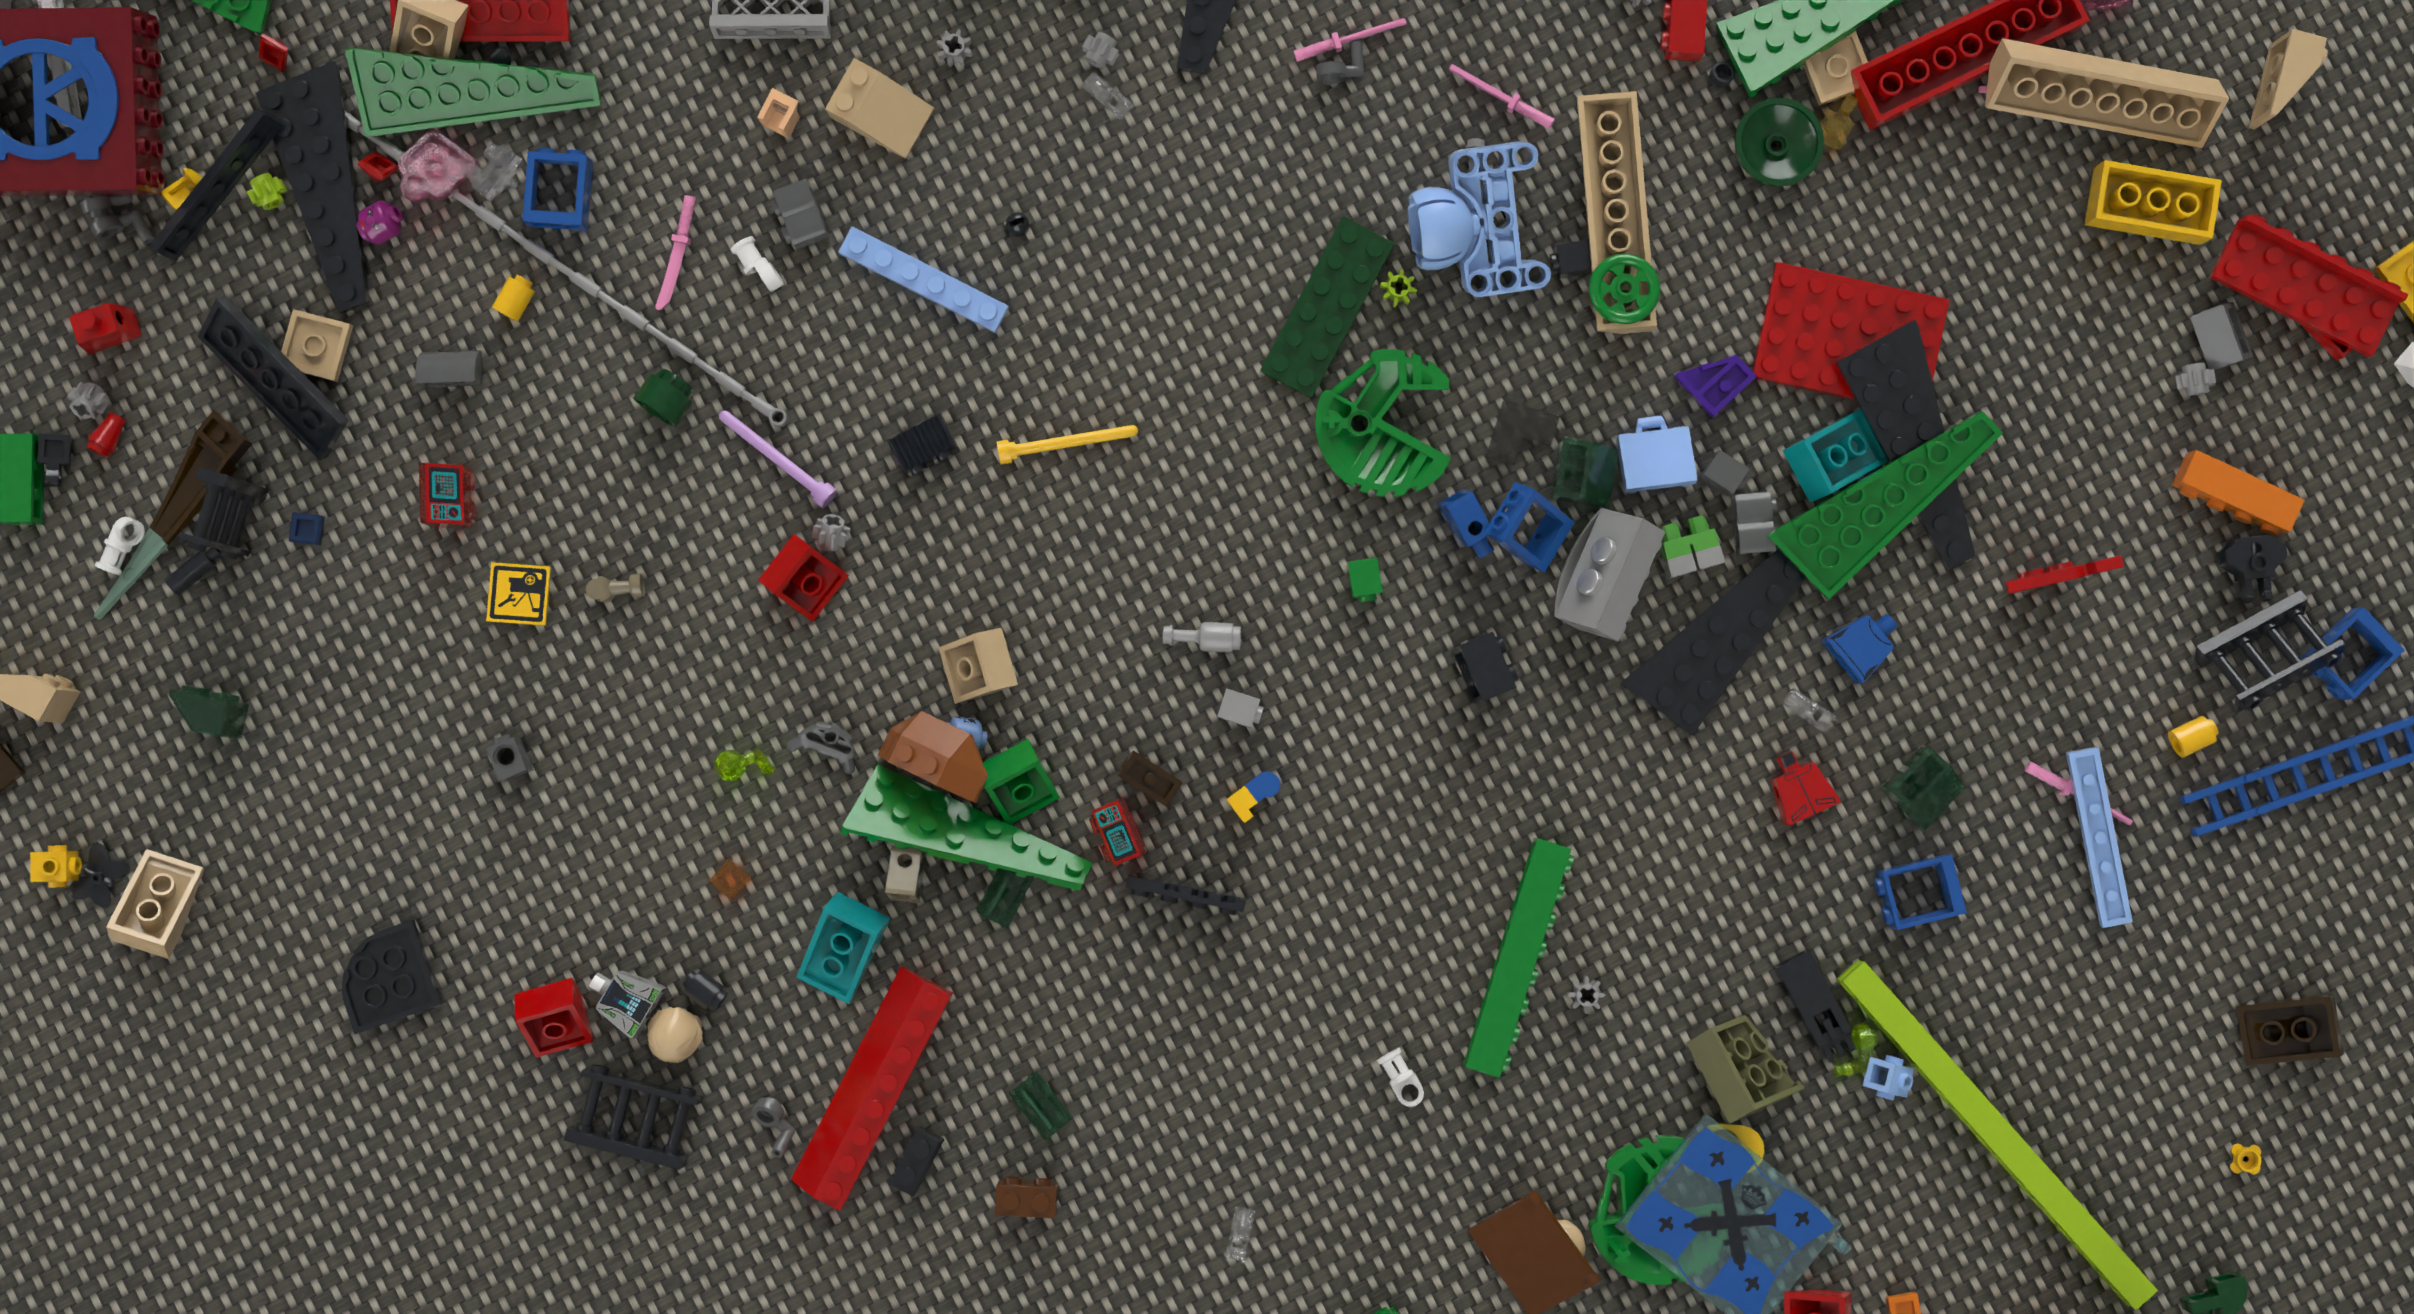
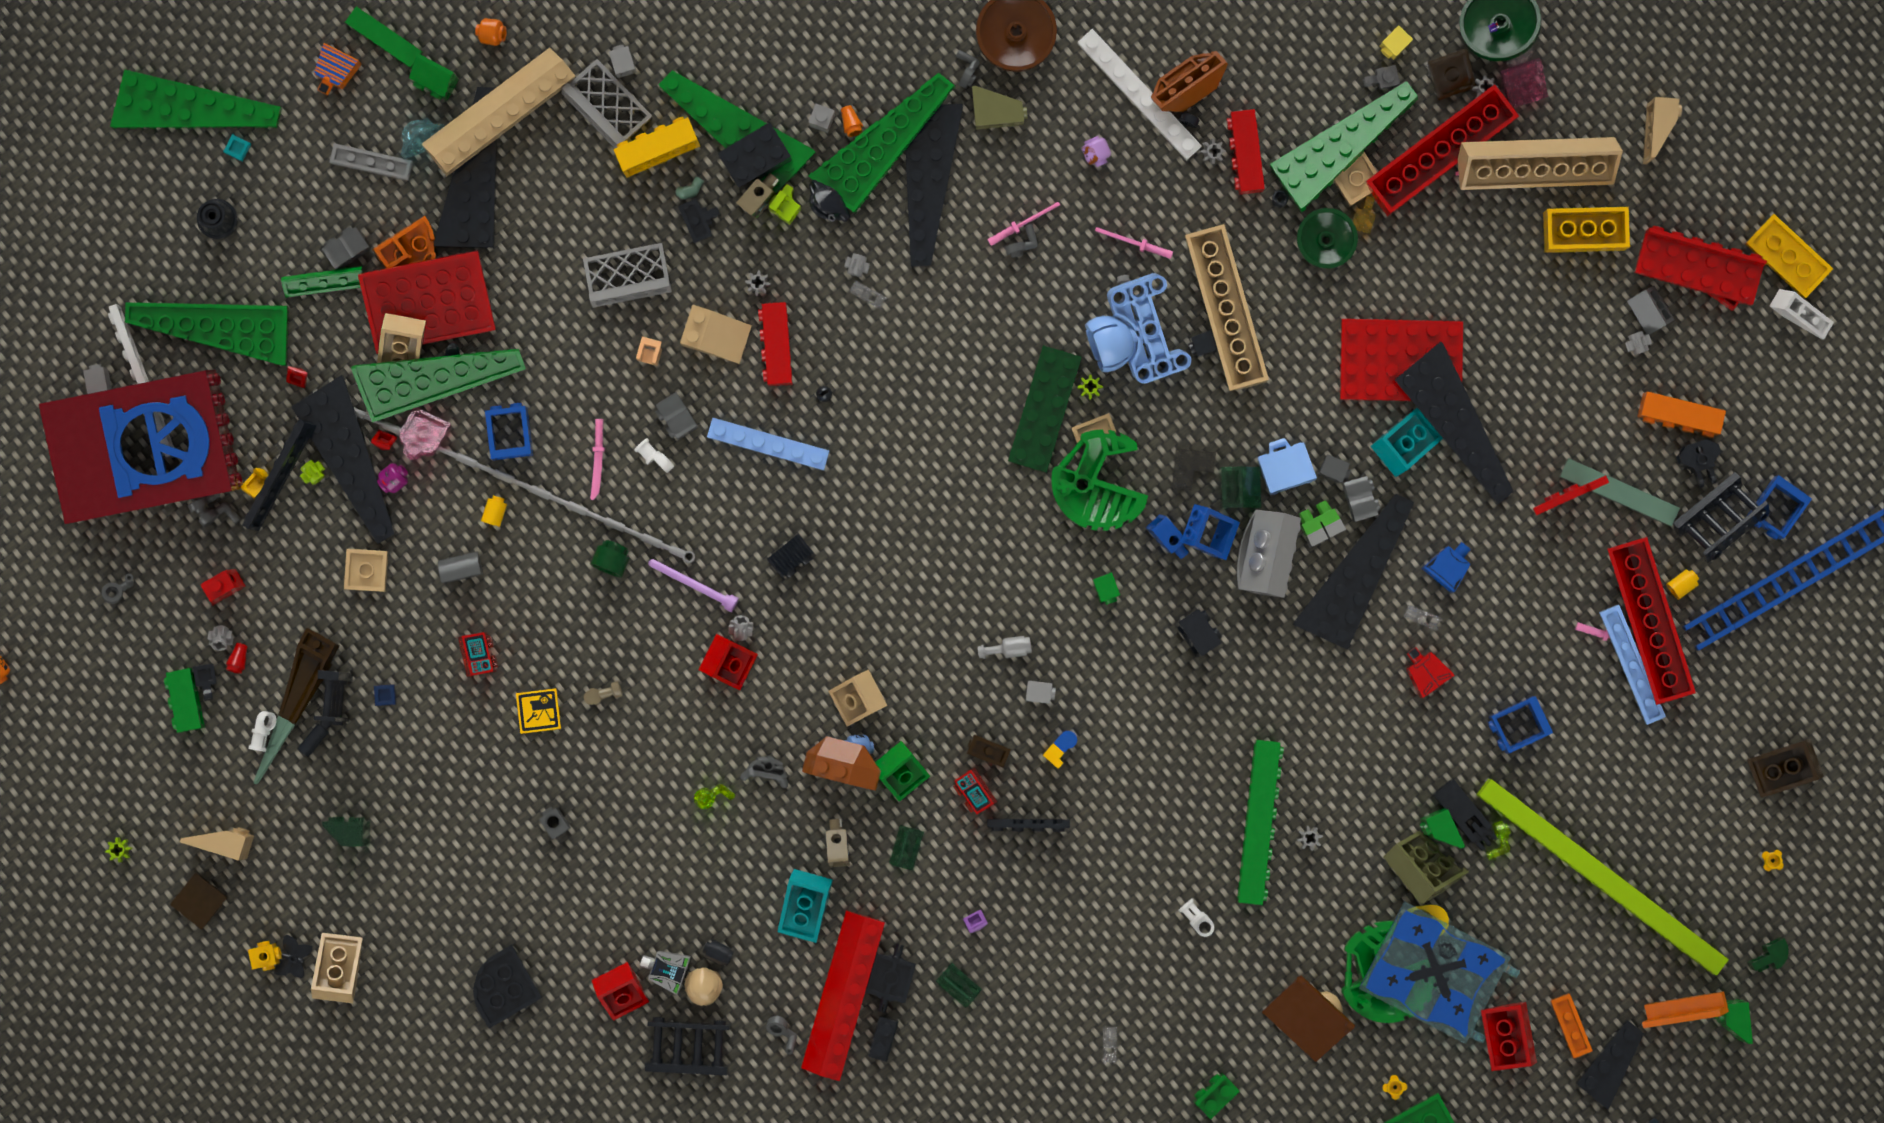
camera: 10 degrees left, 0 degrees up
(272, 377) = (343, 598): black plate -> none
(497, 172) = (466, 430): clear hips -> none
(730, 879) = (719, 875): clear orange tile -> none
(927, 820) = (844, 808): green wing -> none
(945, 1075) = (891, 978): none -> black plate
(963, 139) = (777, 344): none -> red brick
(1009, 450) = (850, 548): yellow piece -> none
(1026, 1198) = (962, 1048): reddish brown brick -> none
(1082, 1019) = (975, 921): none -> medium lavender slope
(1407, 342) = (1103, 422): none -> tan tile
(1644, 274) = (1253, 346): green plate -> none
(1716, 382) = (1317, 408): dark purple wing -> none
(1780, 1017) = (1441, 827): none -> green slope
(1855, 524) = (1428, 486): green wing -> none
(1889, 1077) = (1522, 853): light blue brick -> none
(1923, 787) = (1509, 654): clear green slope -> none
(2129, 590) = (1621, 493): none -> sand green tile
(2140, 780) = (1651, 620): none -> red slope

